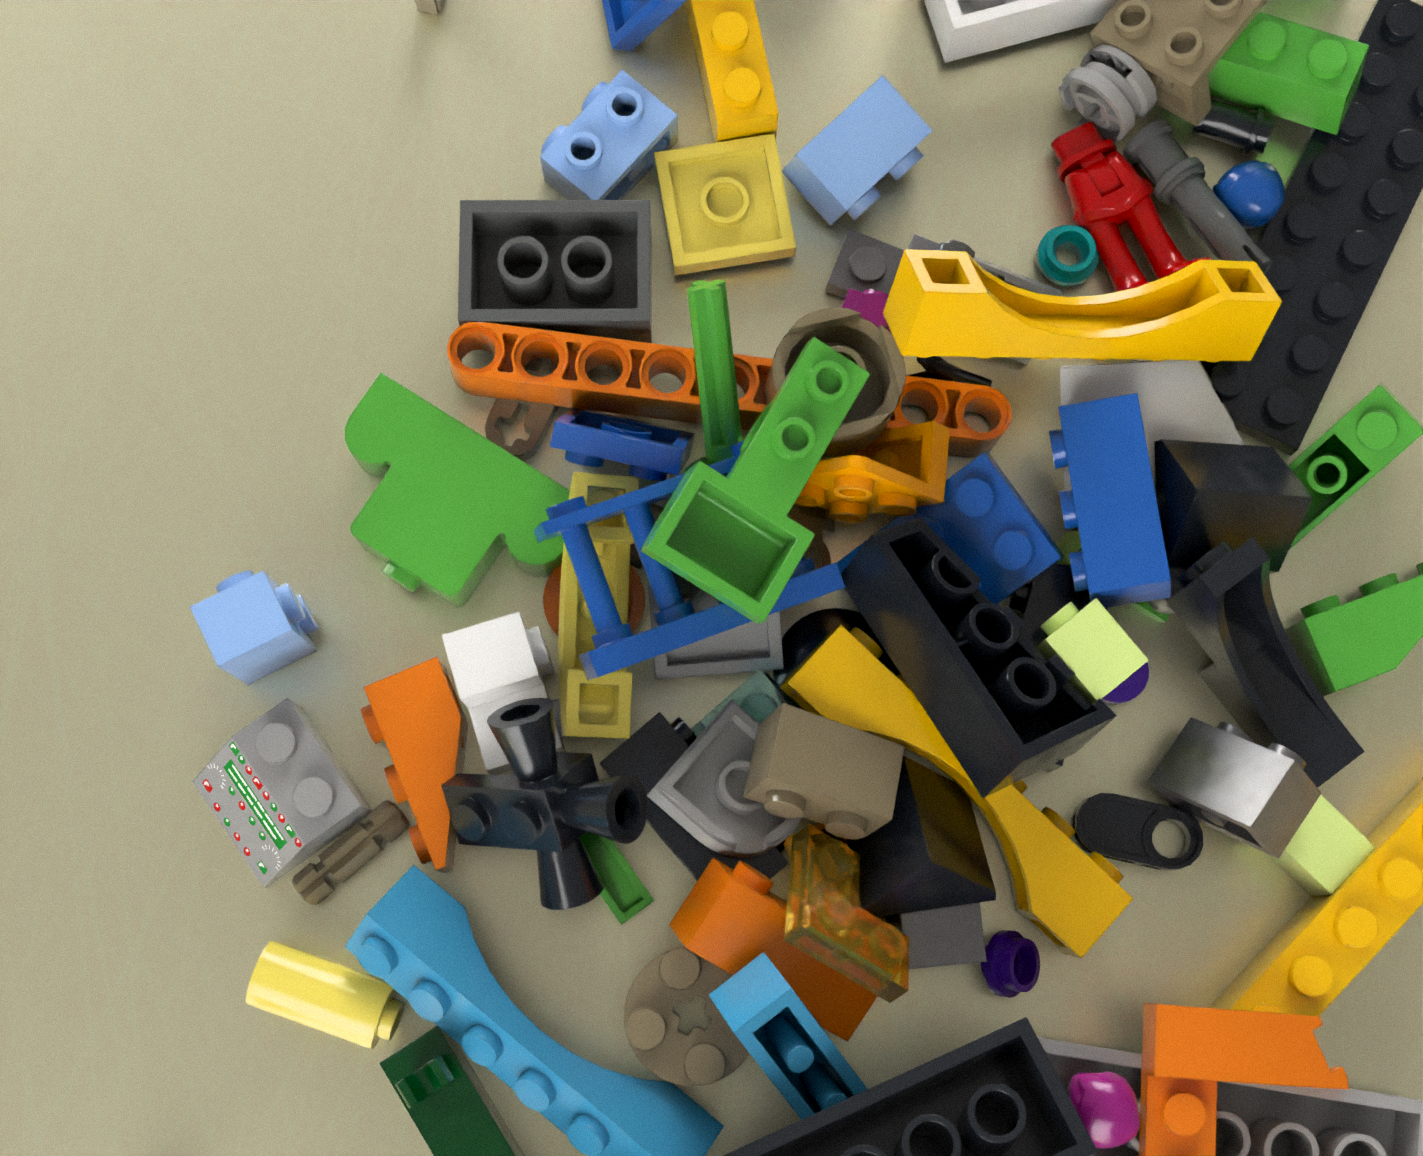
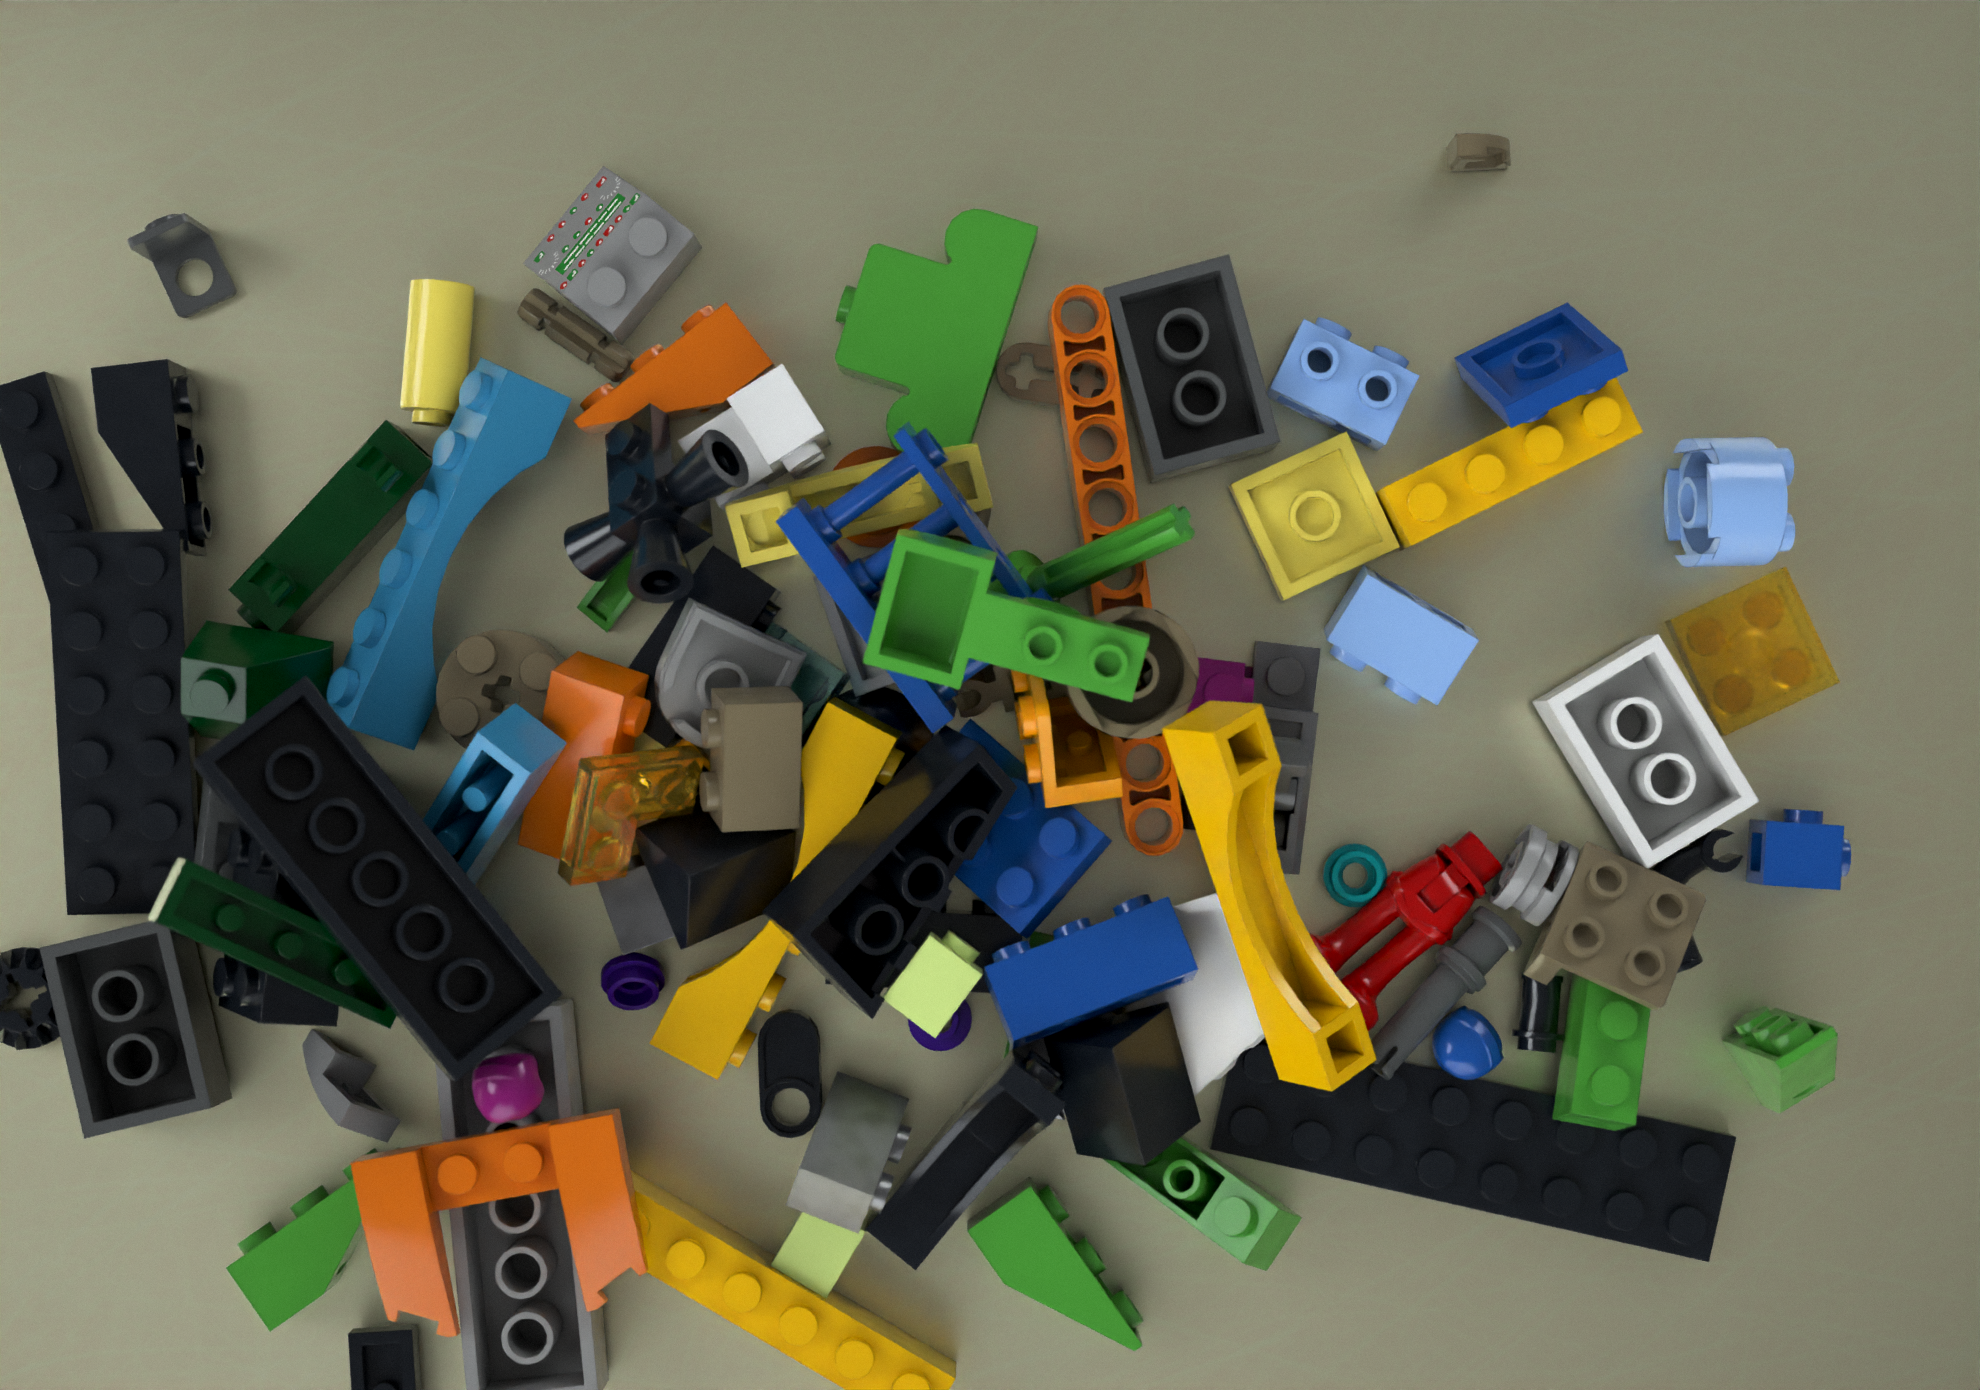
camera: 75 degrees right, 10 degrees up
(255, 625) = (757, 182): light blue brick -> none
(645, 446) = (1031, 482): blue plate -> none

